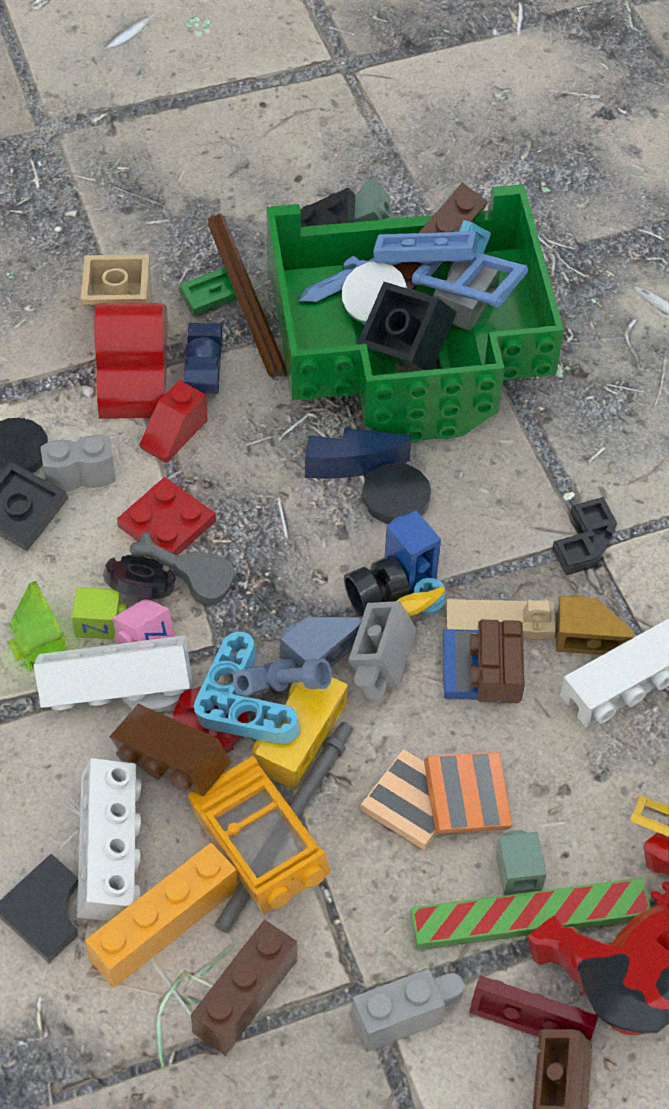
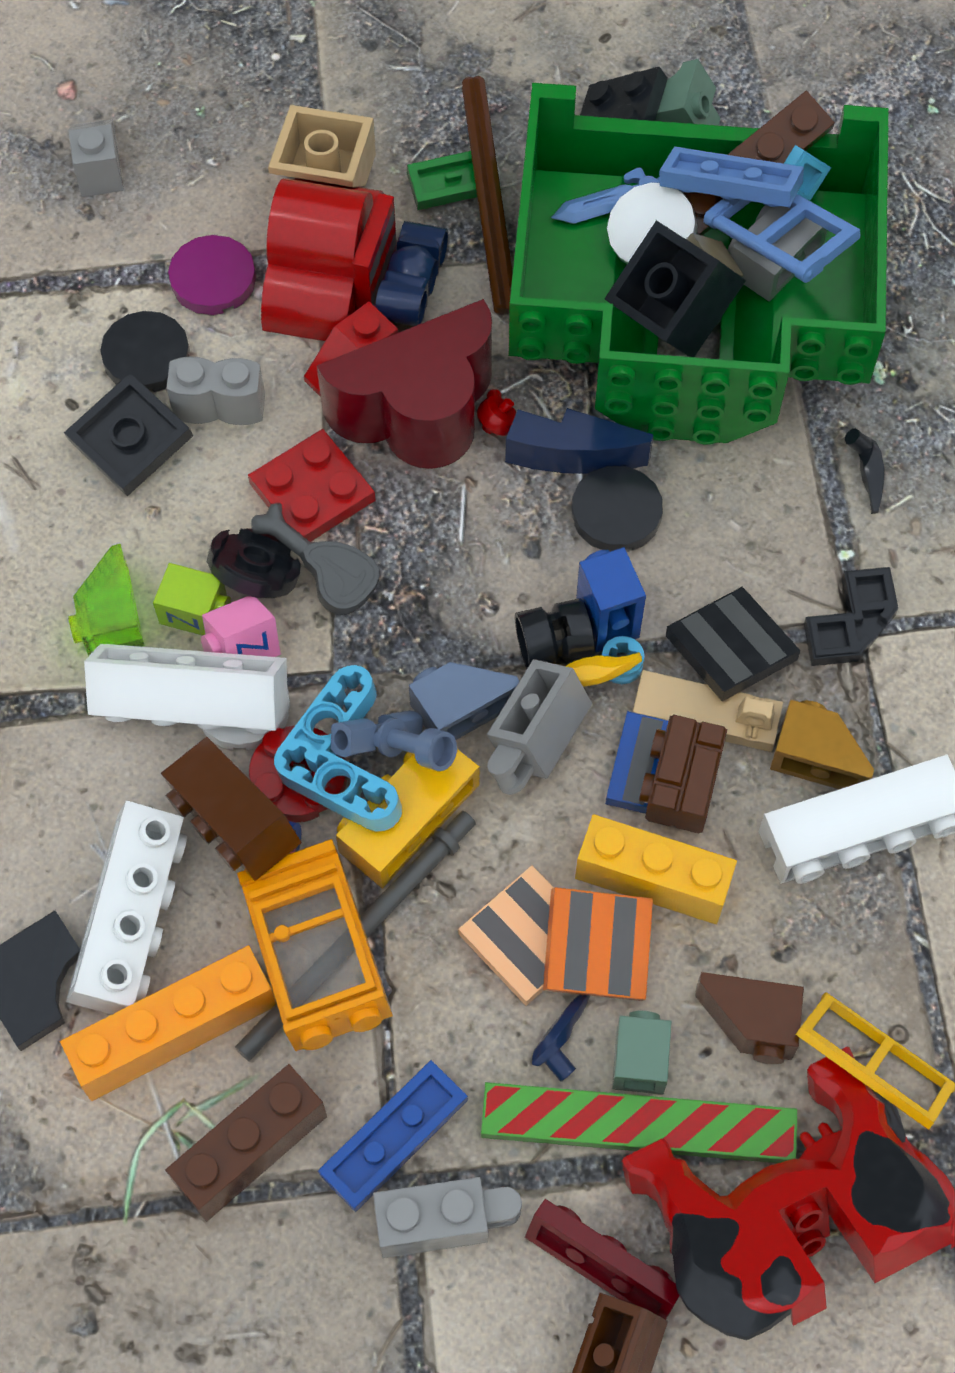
camera: 15 degrees right, 10 degrees up
(51, 385) = (212, 274): none -> magenta tile
(173, 345) = (374, 250): none -> red tile
(226, 435) = (414, 387): none -> dark red brick
(291, 444) = (496, 413): none -> red piece
(352, 960) = (392, 1136): none -> blue plate
(450, 874) = (549, 1047): none -> dark blue bar
(506, 568) = (732, 643): none -> black tile
(515, 732) = (655, 868): none -> yellow brick
(570, 432) = (871, 465): none -> black bar
(593, 818) = (754, 1014): none -> reddish brown slope

